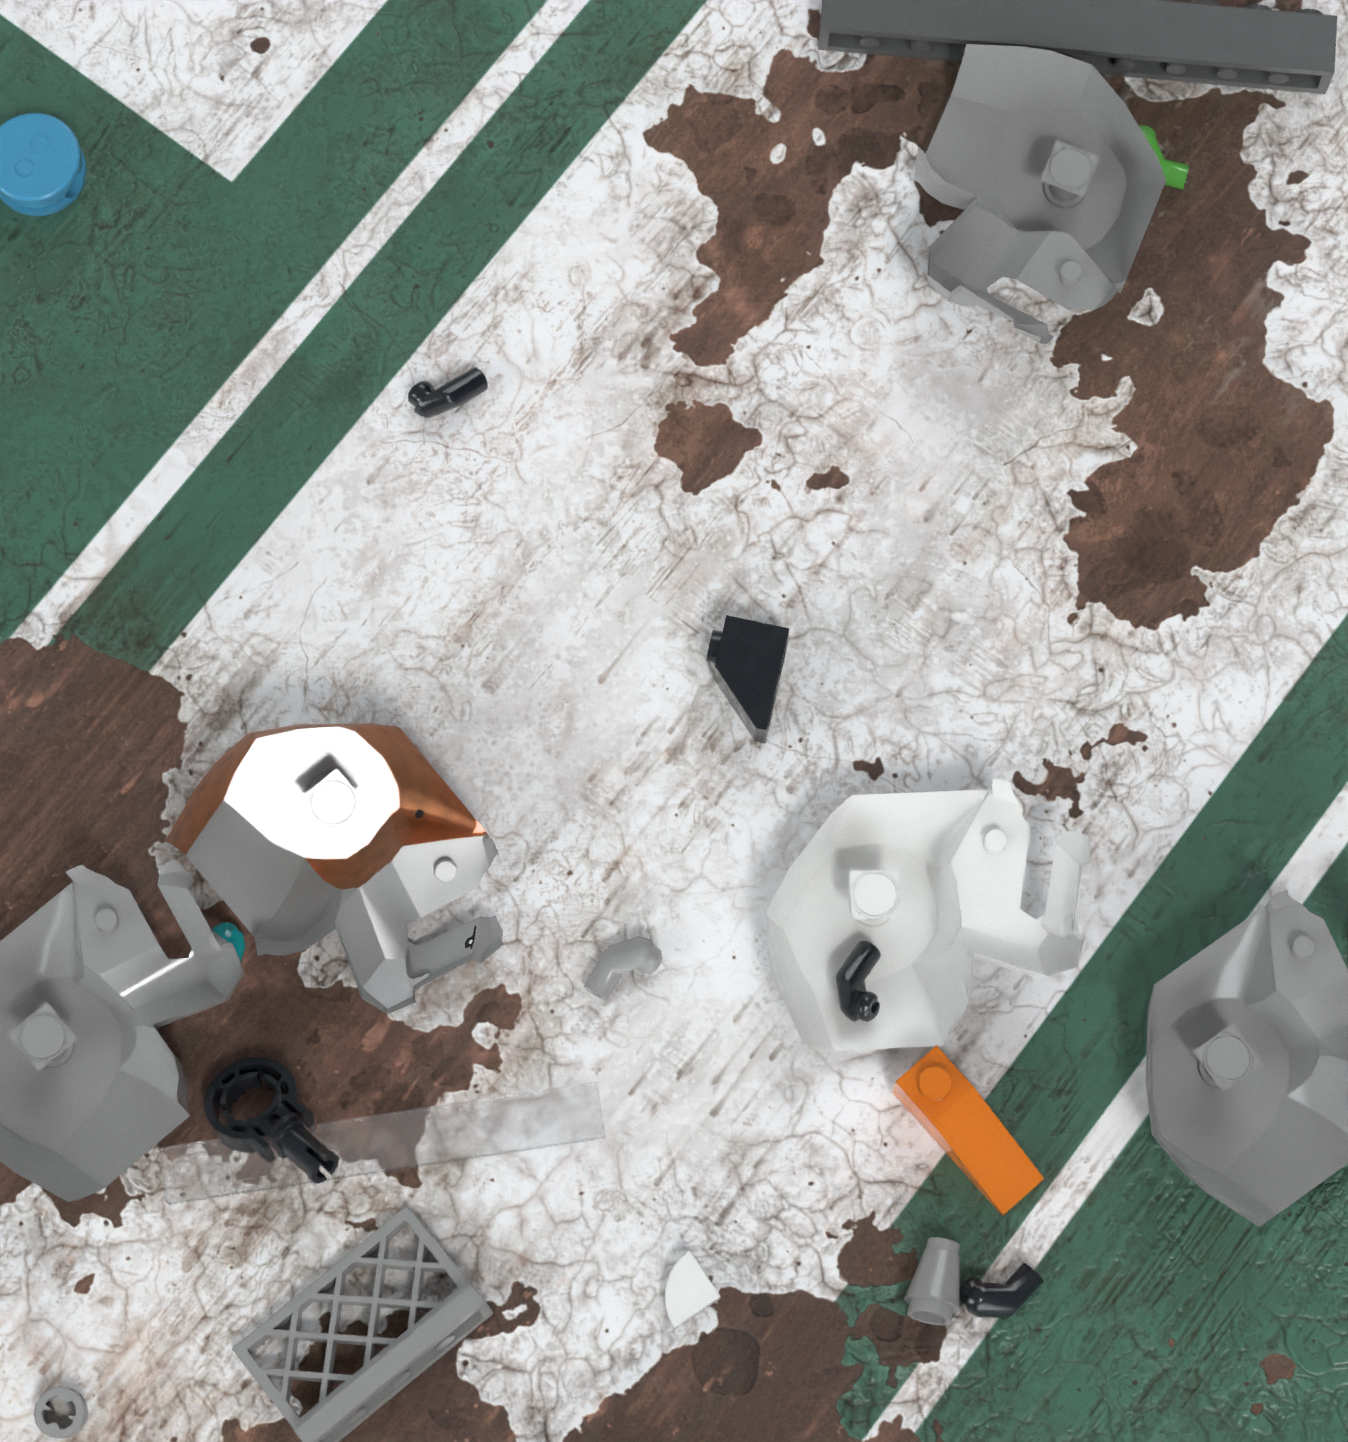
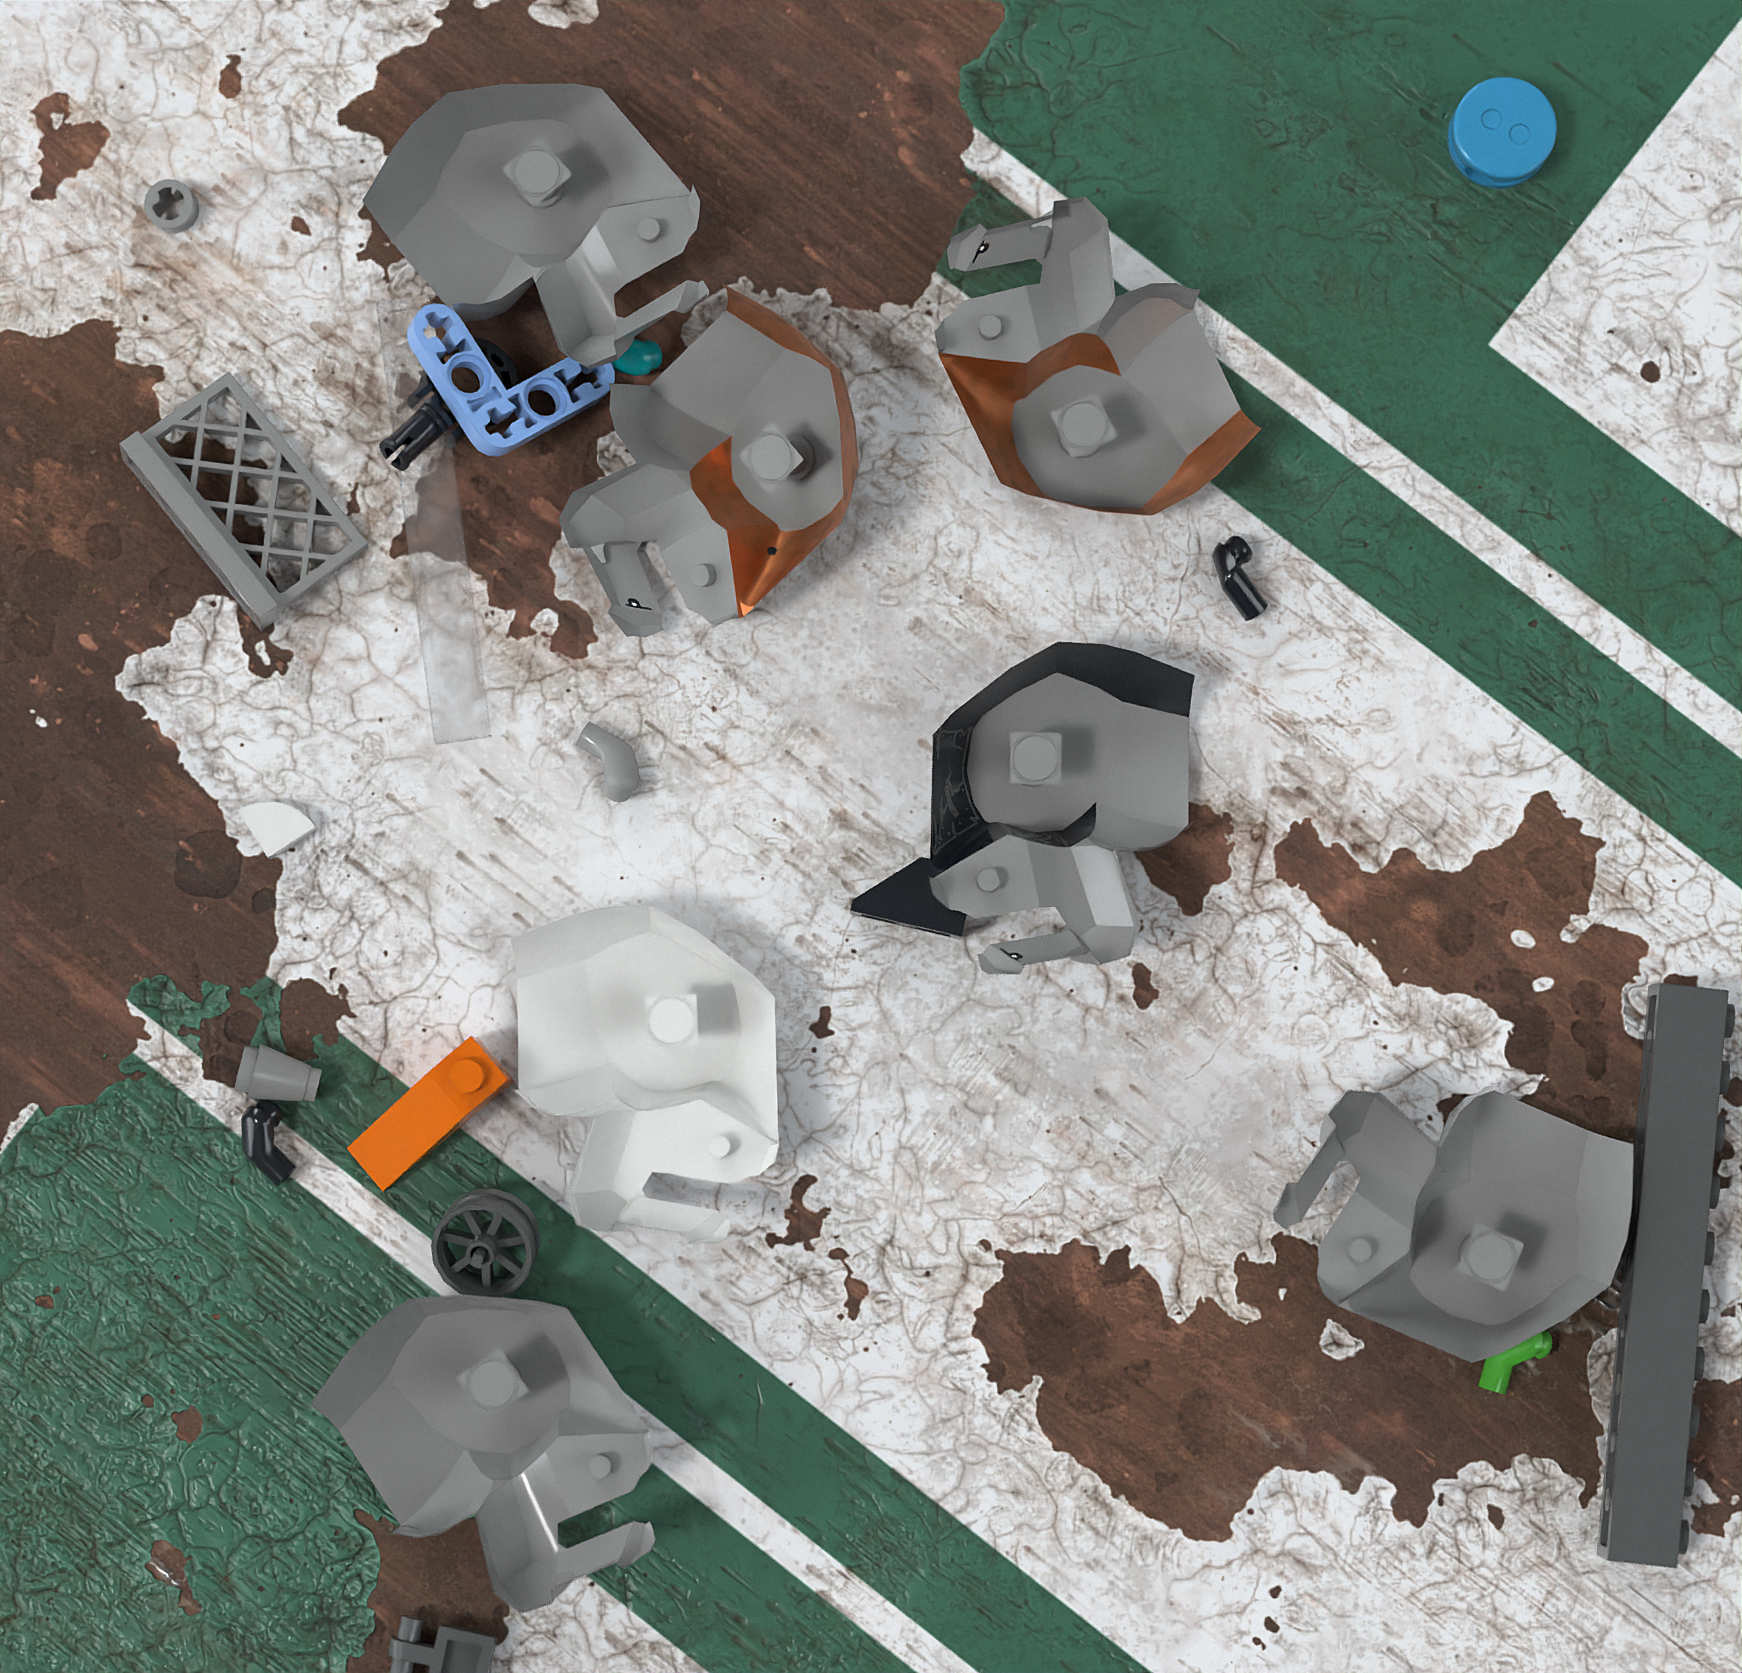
camera: 90 degrees right, 10 degrees up
(267, 525) = (1085, 388): none -> light grey piece
(270, 1073) = (492, 399): none -> light blue beam
(653, 548) = (1046, 783): none -> light grey piece
(850, 980) = (585, 996): black arm -> none
(1093, 1070) = (486, 1243): none -> dark grey wheel

